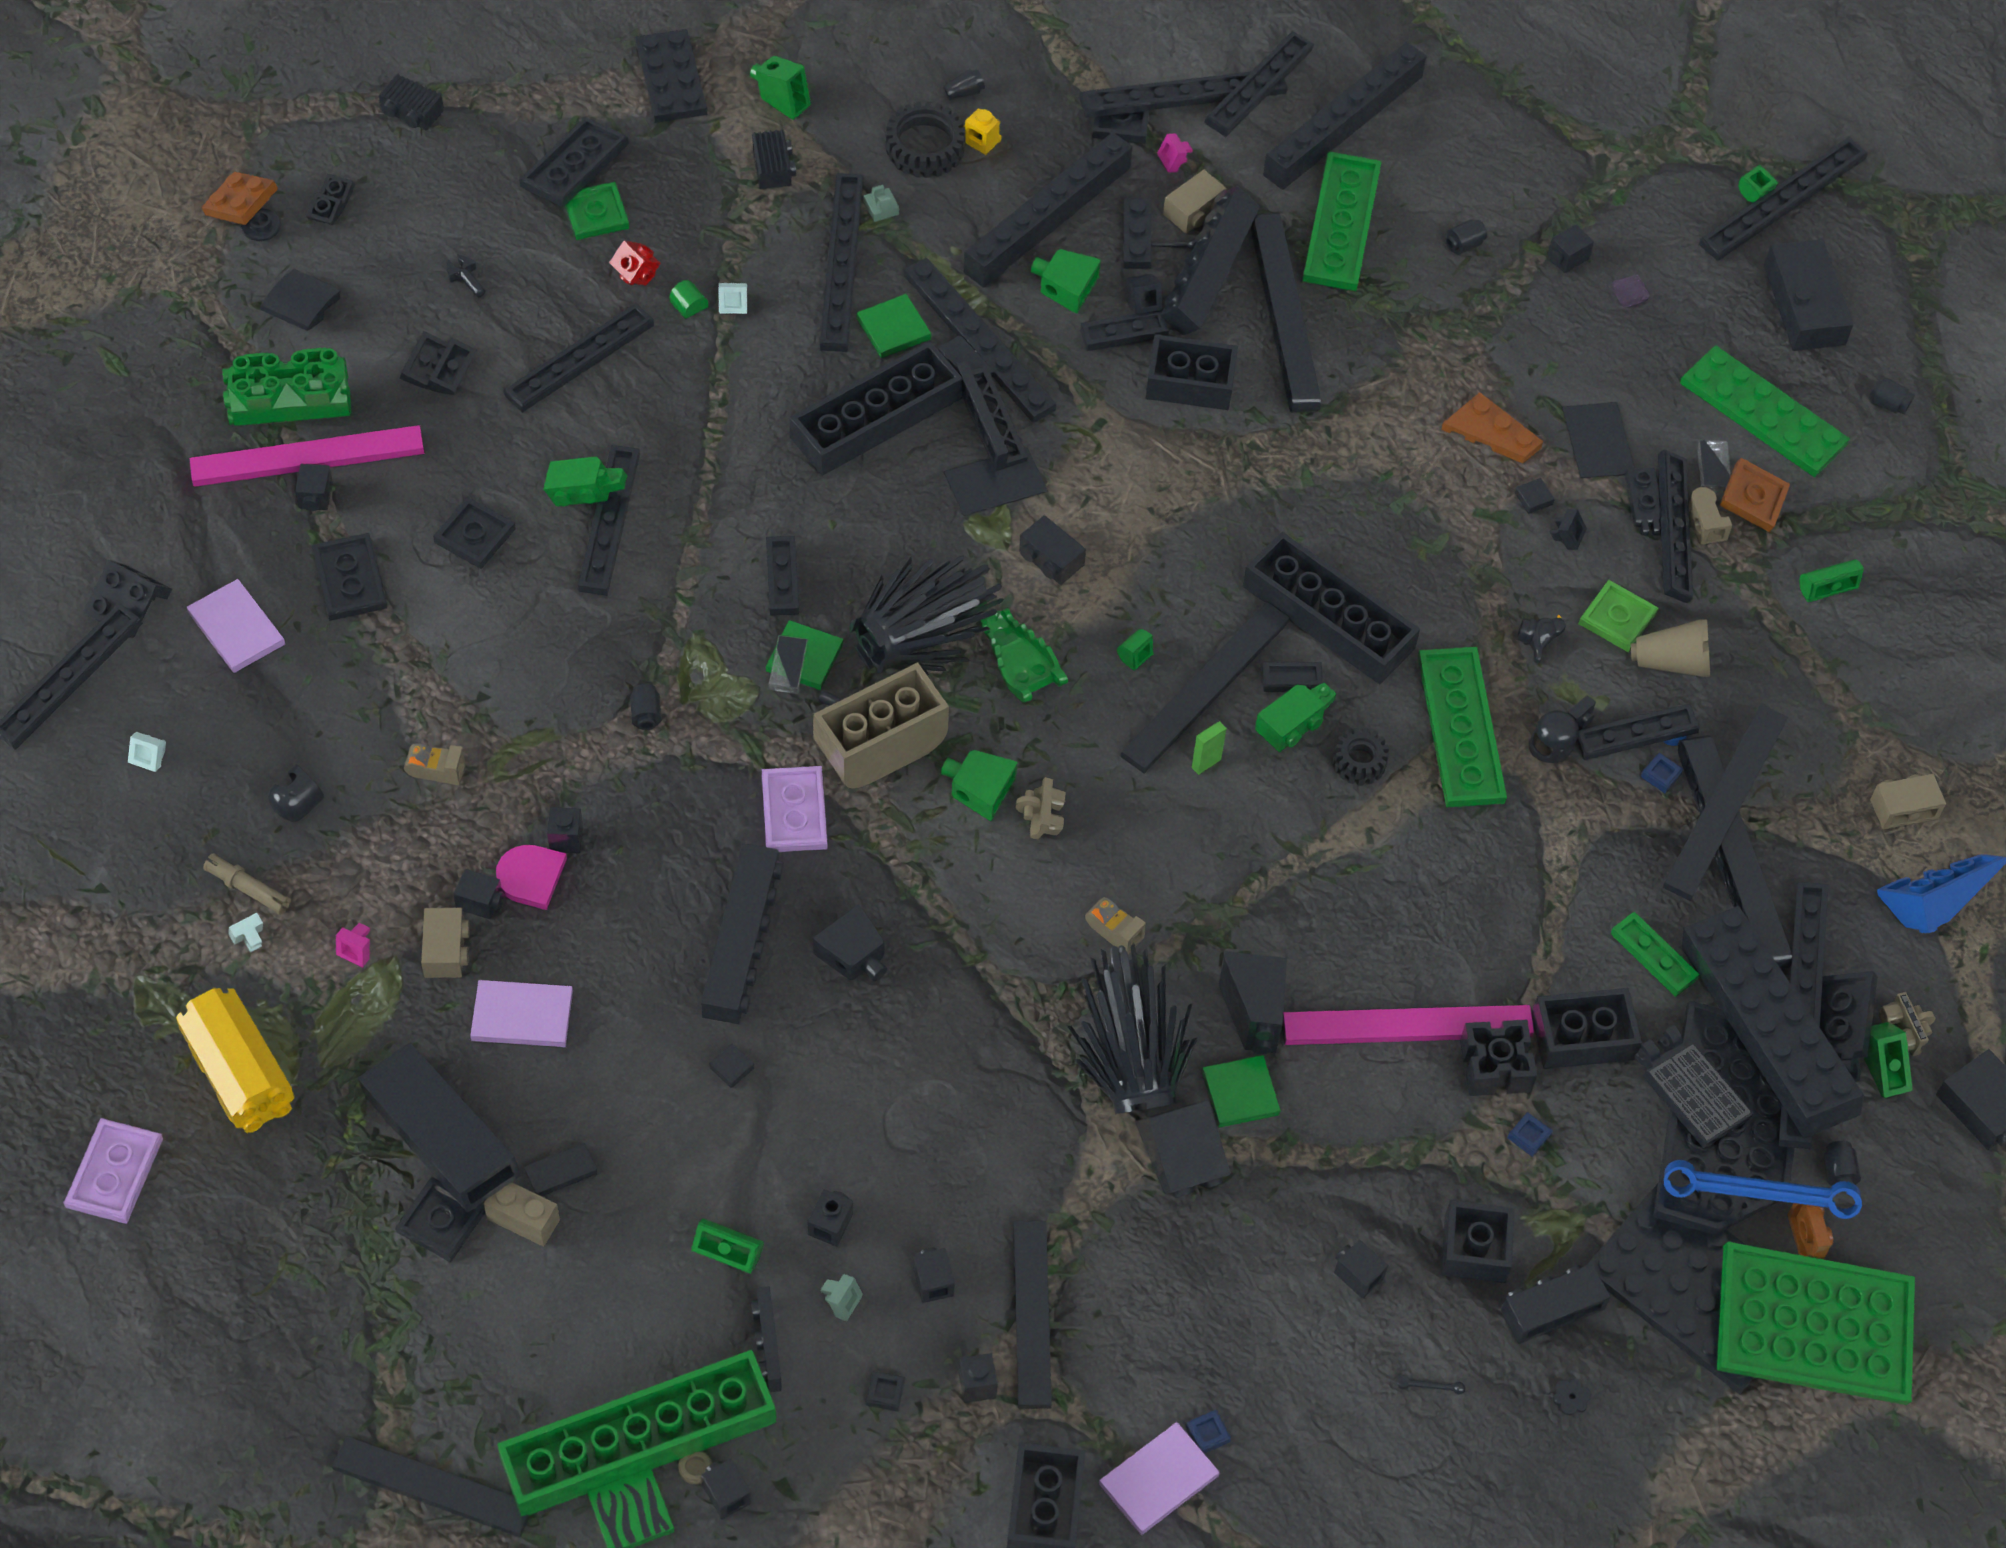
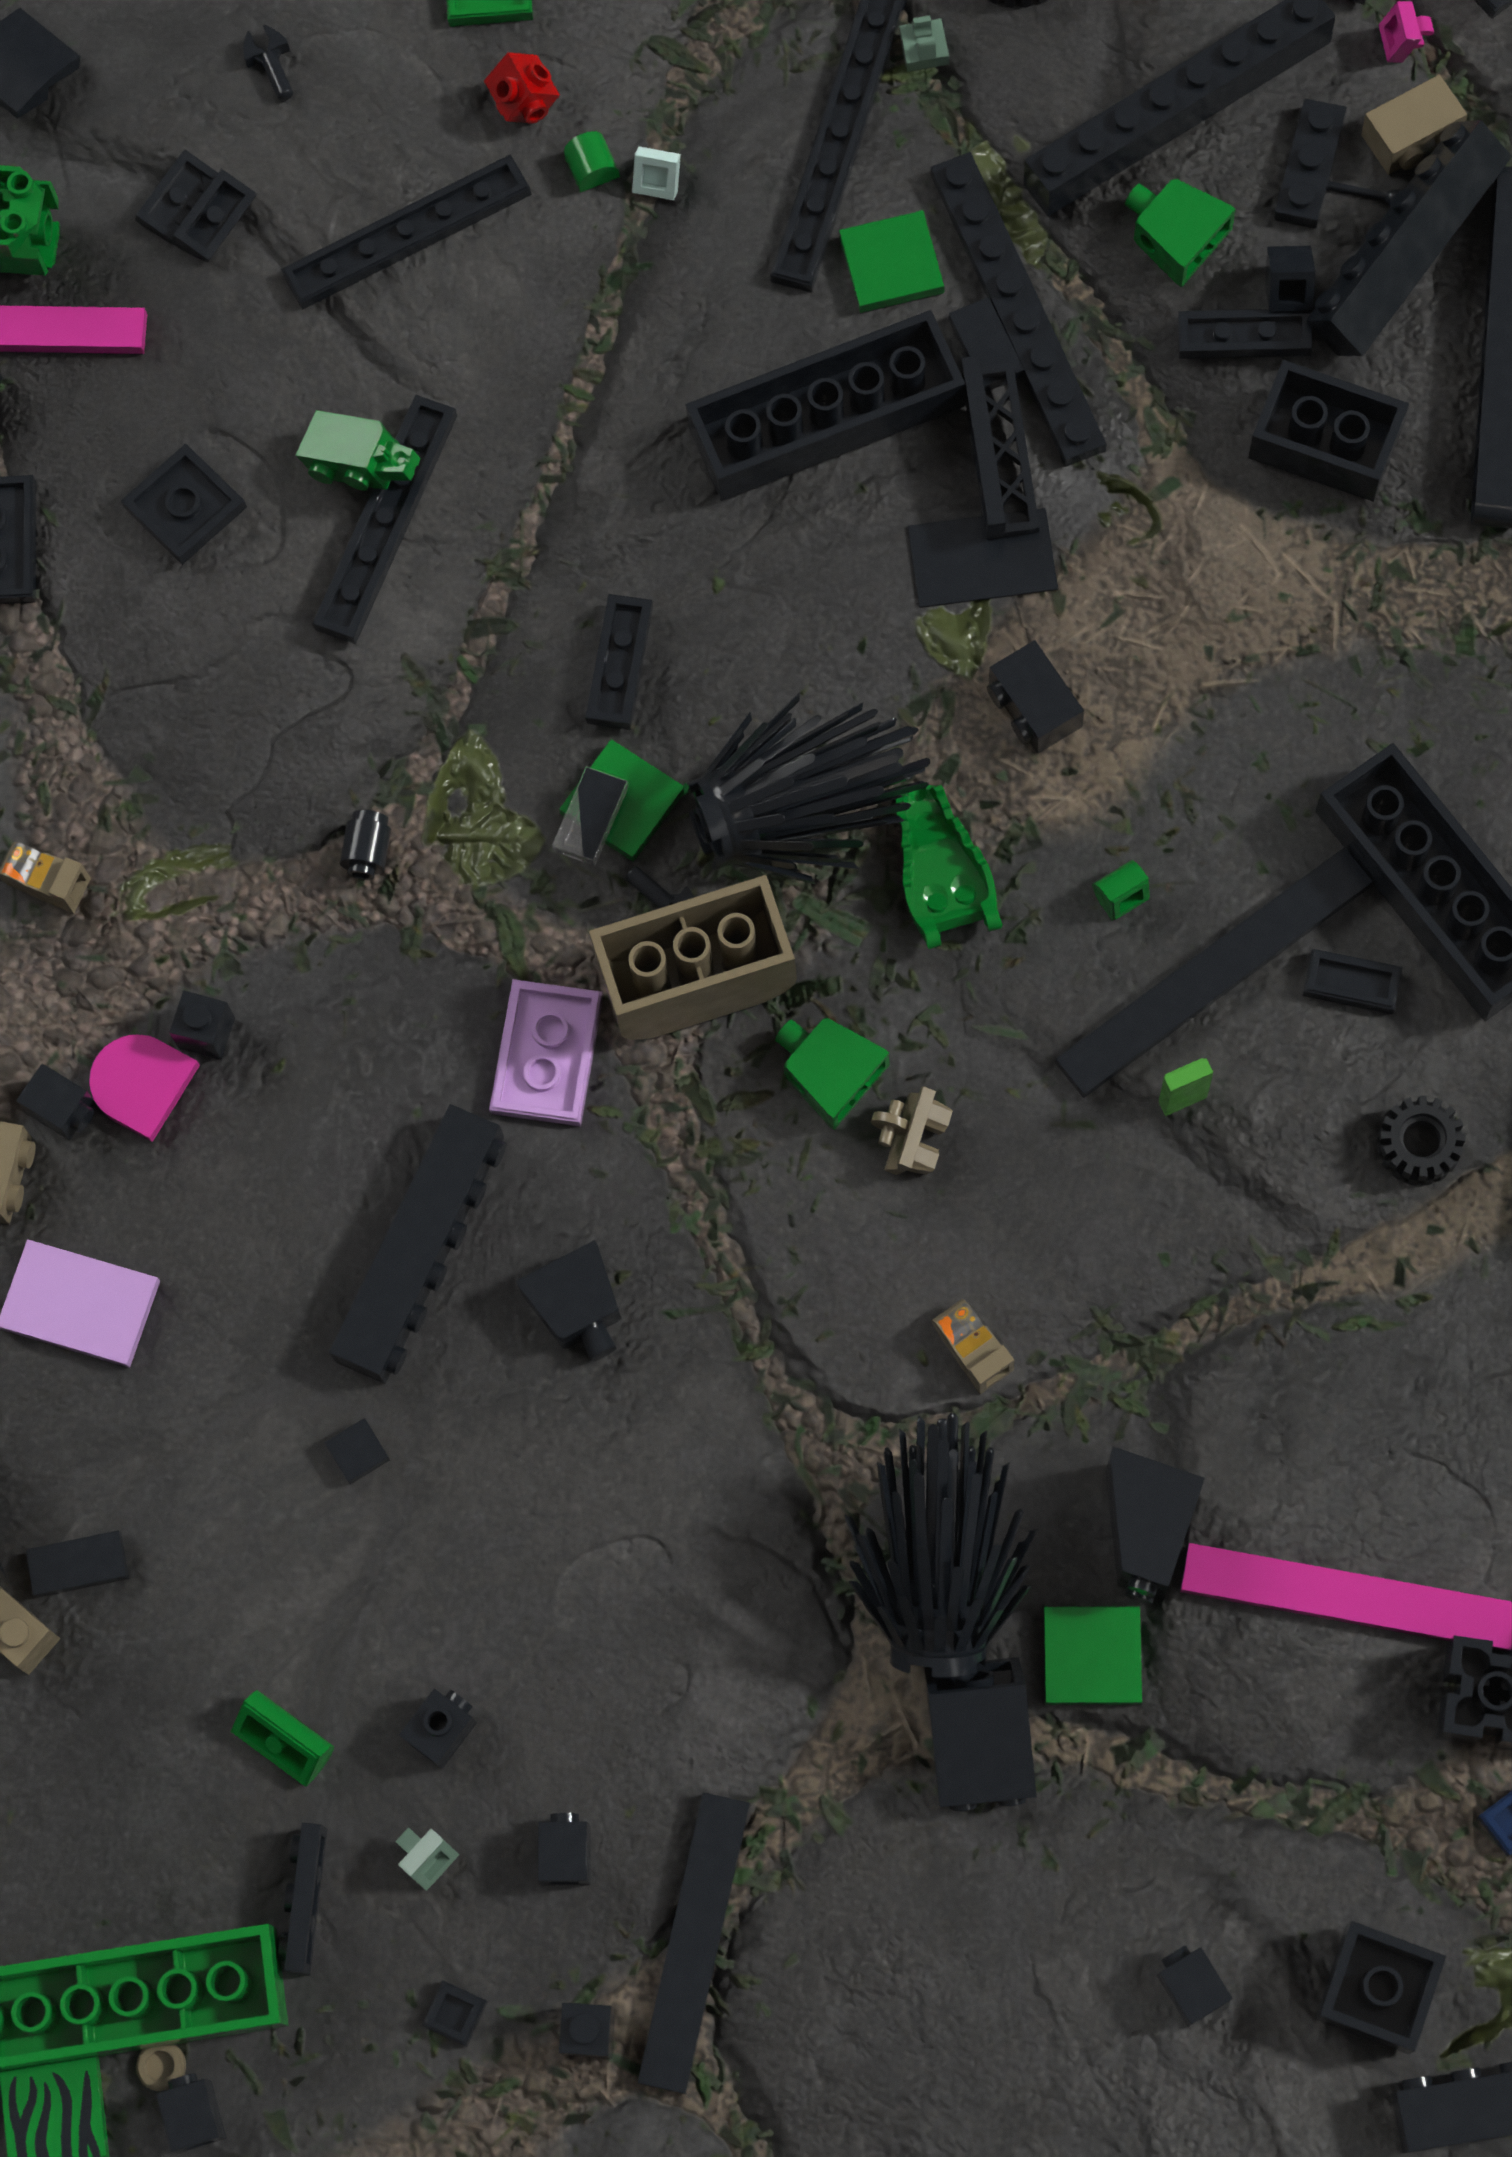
camera: 25 degrees right, 15 degrees up
(1294, 715) = (1336, 1050): green hinge -> none

